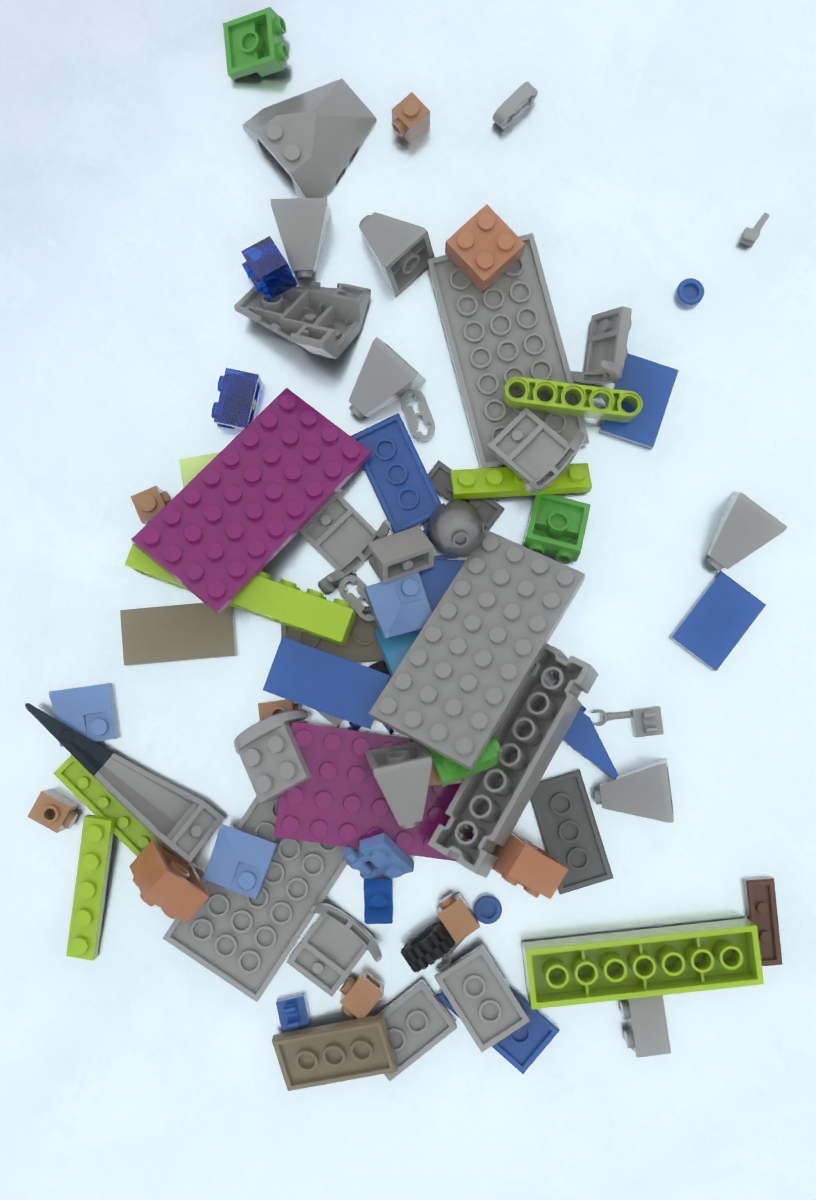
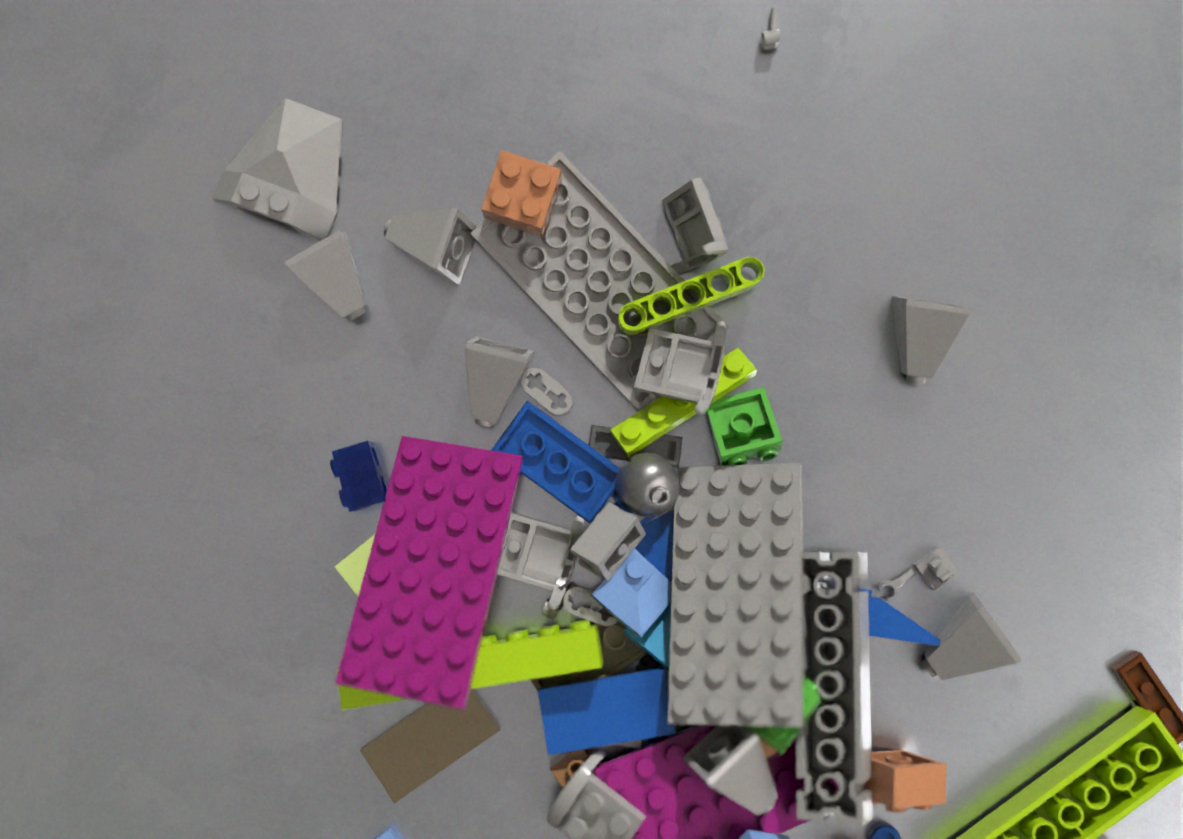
camera: 35 degrees left, 0 degrees up
(150, 502) = (332, 628): medium nougat brick -> none
(255, 44) = (180, 111): bright green plate -> none
(267, 268) = (318, 329): clear blue brick -> none
(311, 316) = (383, 355): light grey wedge -> none
(410, 118) = (376, 102): medium nougat brick -> none
(515, 105) = (472, 33): light grey beam -> none
(570, 830) = (922, 716): dark grey tile -> none
(654, 386) = (757, 236): blue tile -> none
(689, 293) = (743, 125): blue tile -> none
(717, 621) = (948, 432): blue tile -> none

